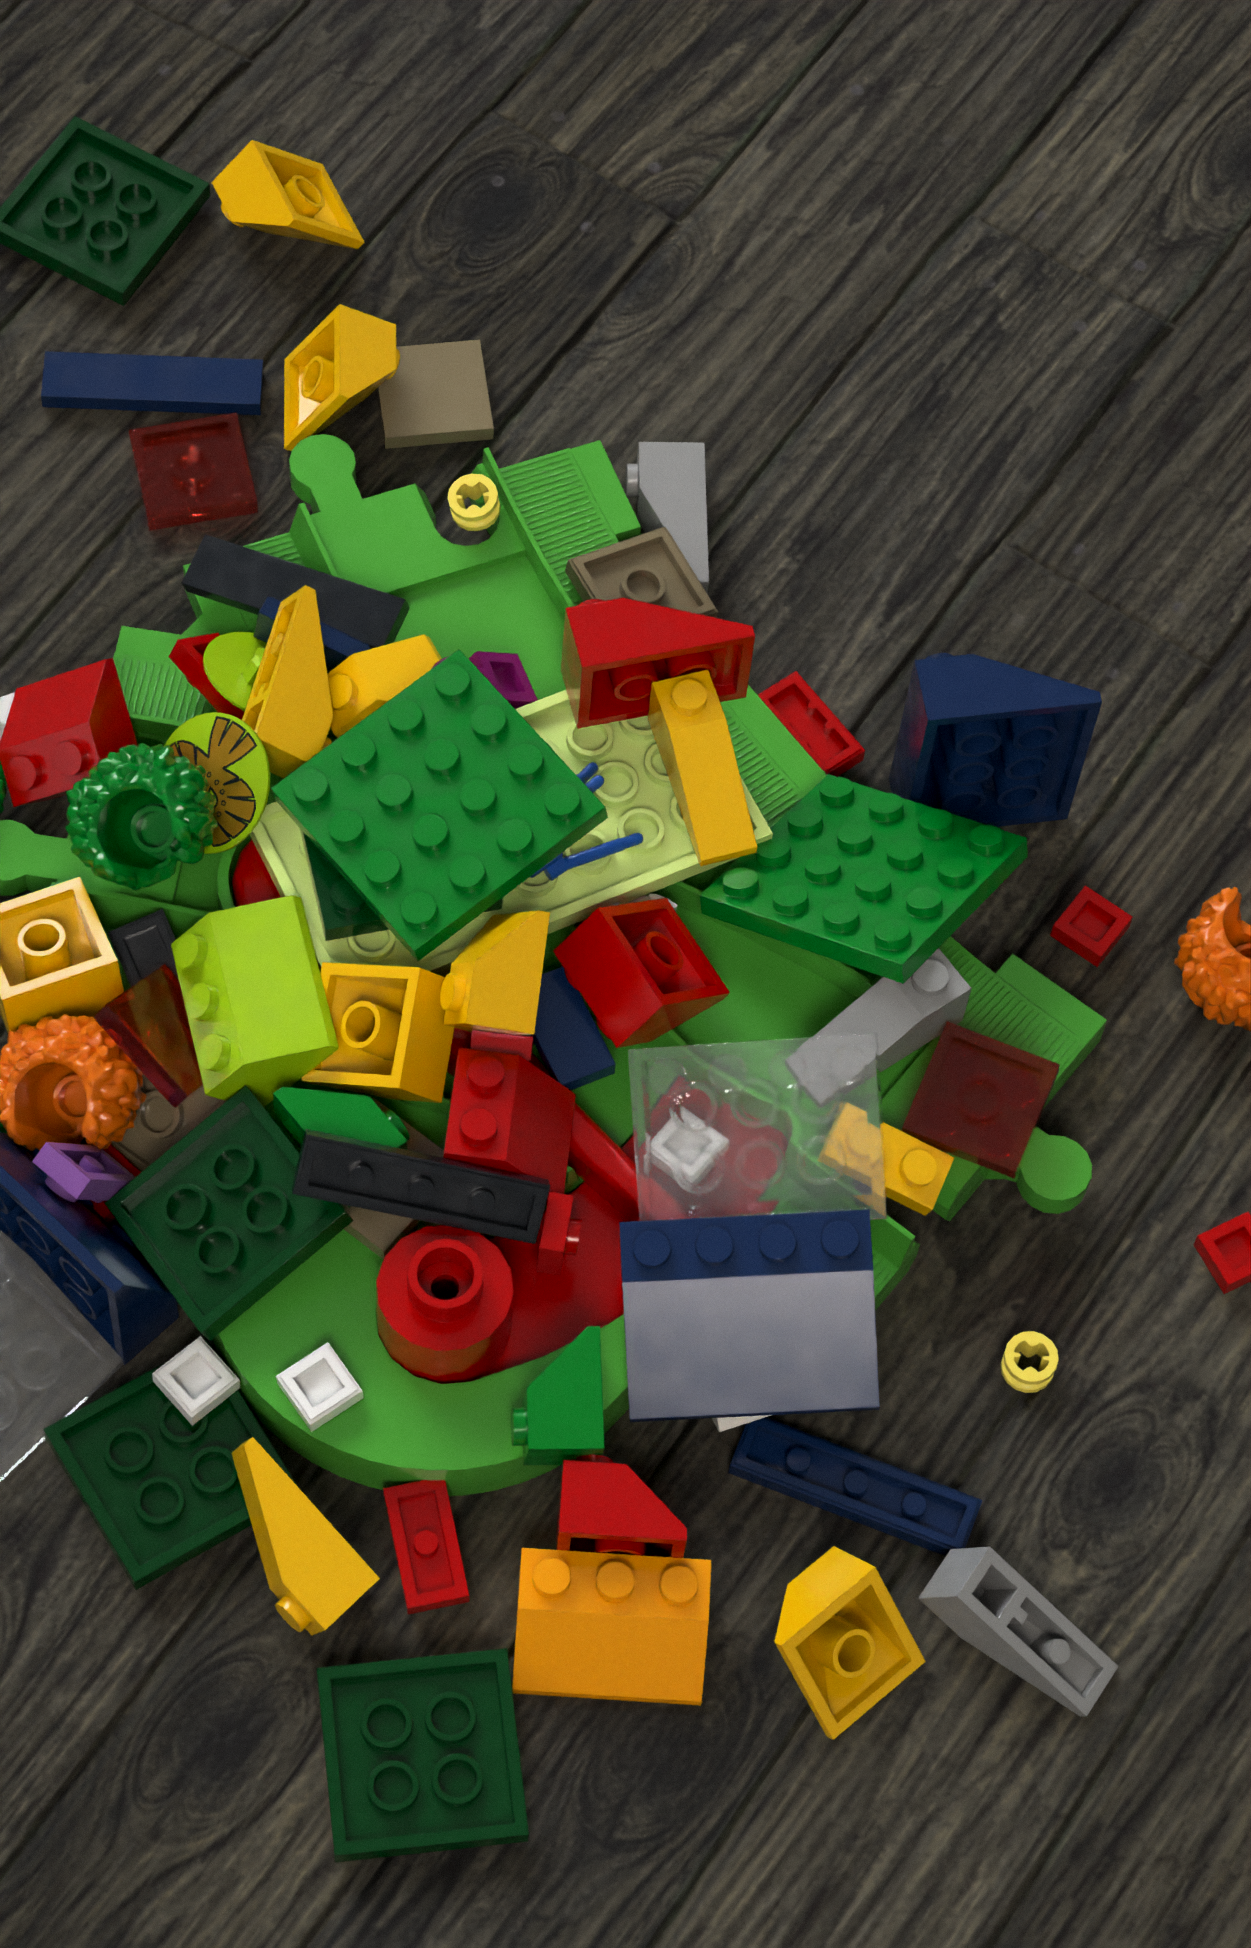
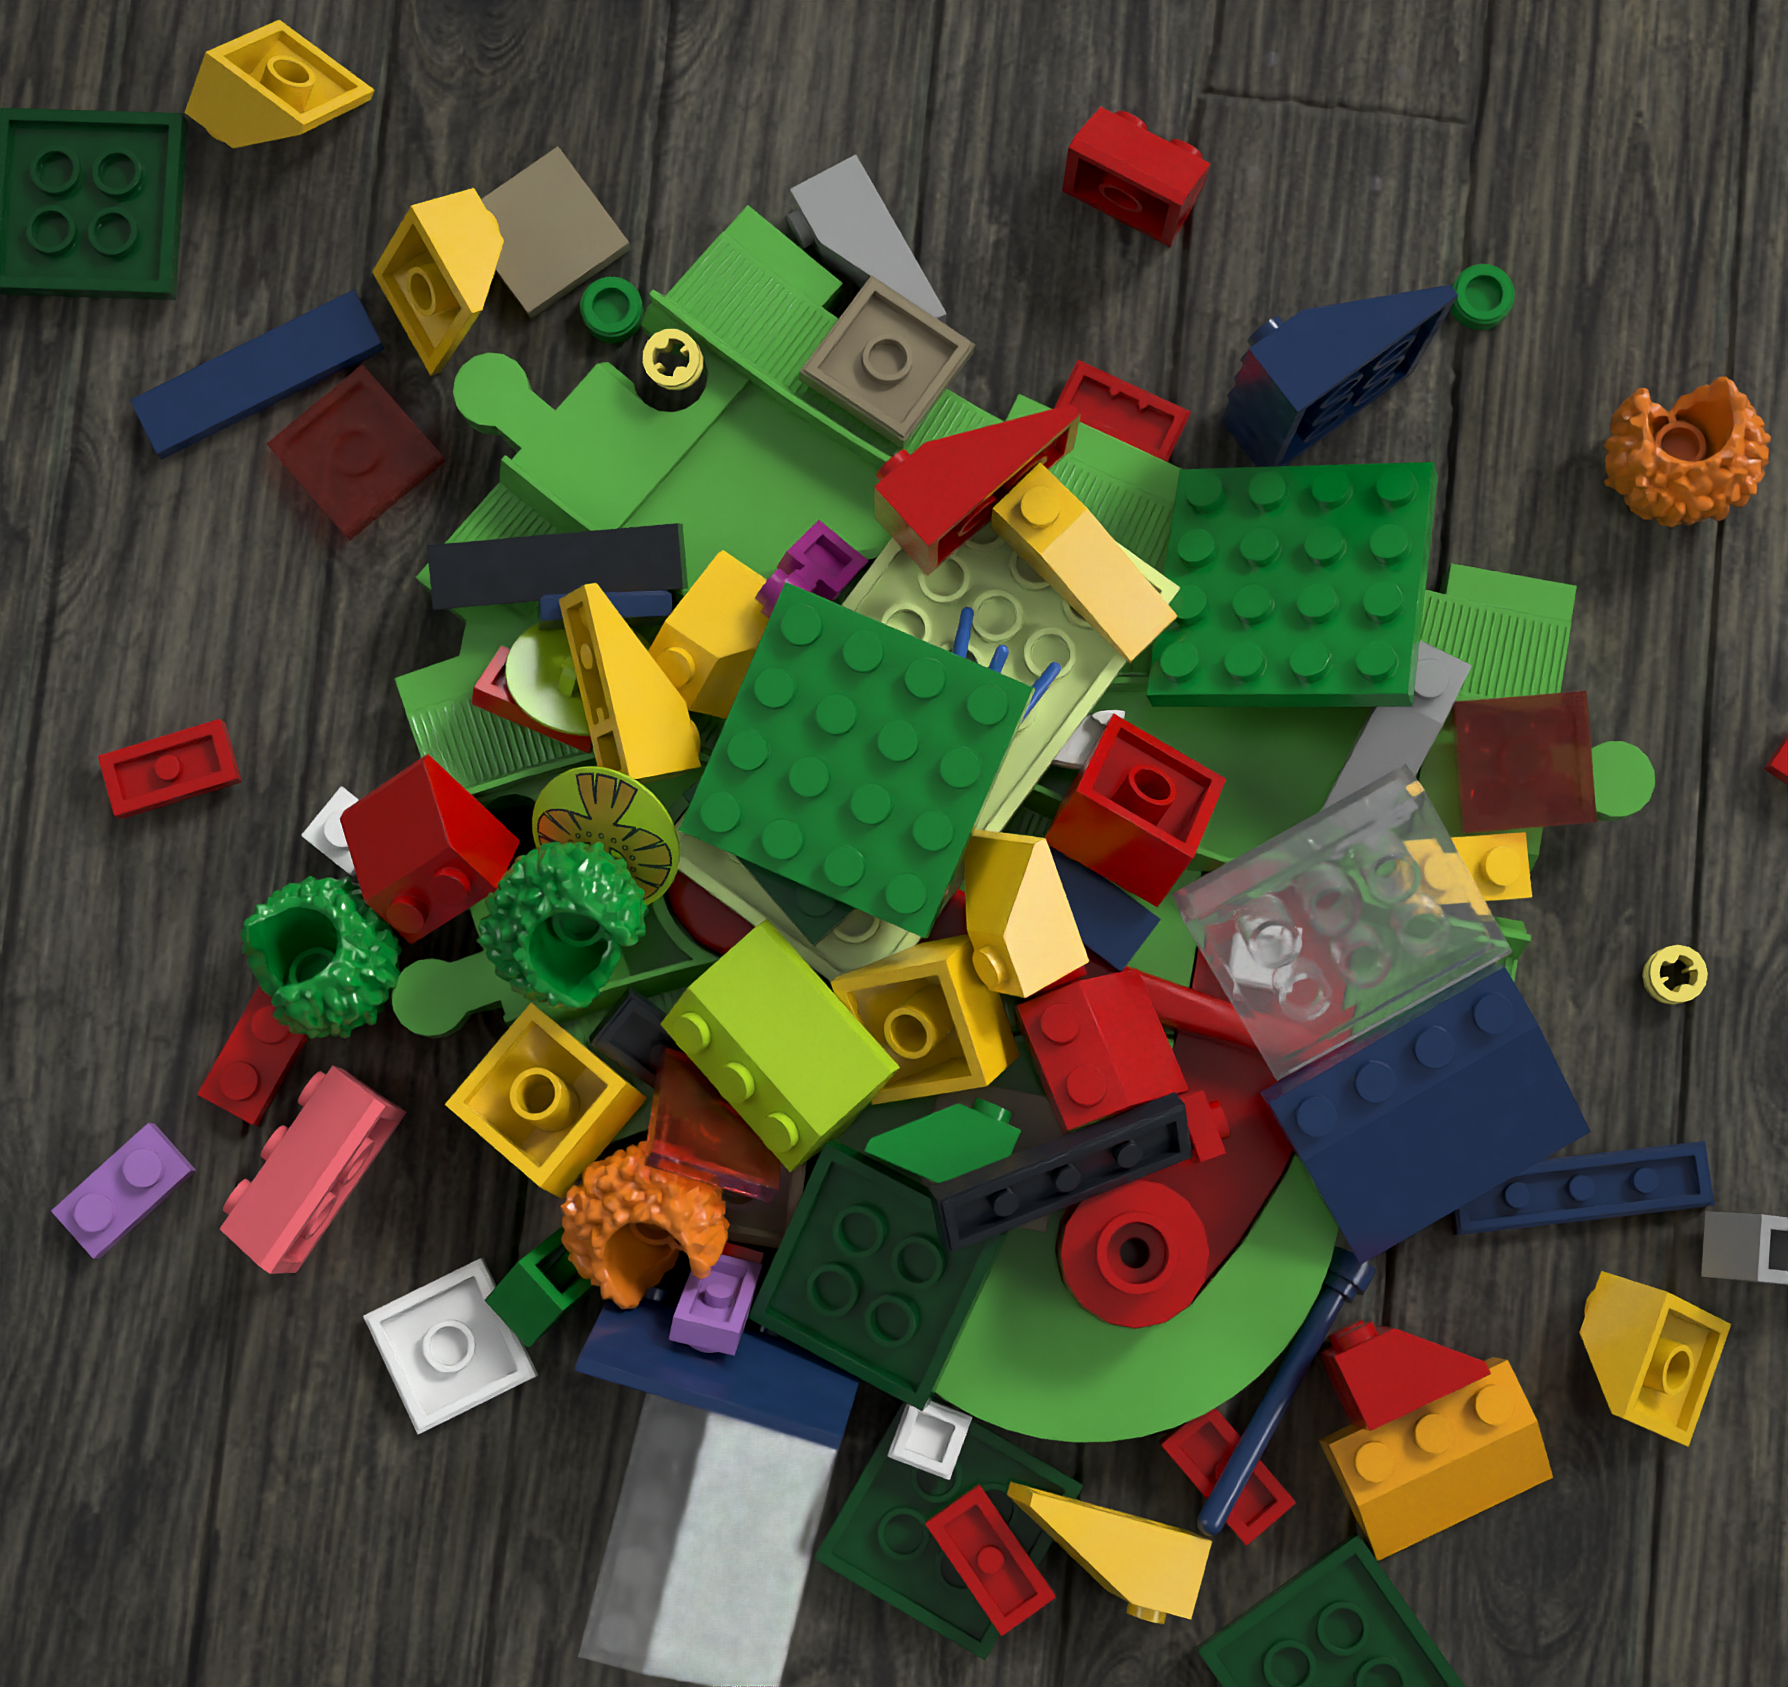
camera: 20 degrees left, 20 degrees up
(187, 1494) = (990, 1559): none -> red plate
(319, 1387) = (1058, 1395): white tile -> none
(447, 464) = (612, 309): none -> green tile
(563, 1406) = (1301, 1295): green slope -> none
(620, 1443) = (1341, 1284): none -> dark blue piece
(916, 564) = (1134, 174): none -> red slope
(1091, 926) = (1503, 484): red plate -> none
(1152, 789) = (1483, 297): none -> green tile

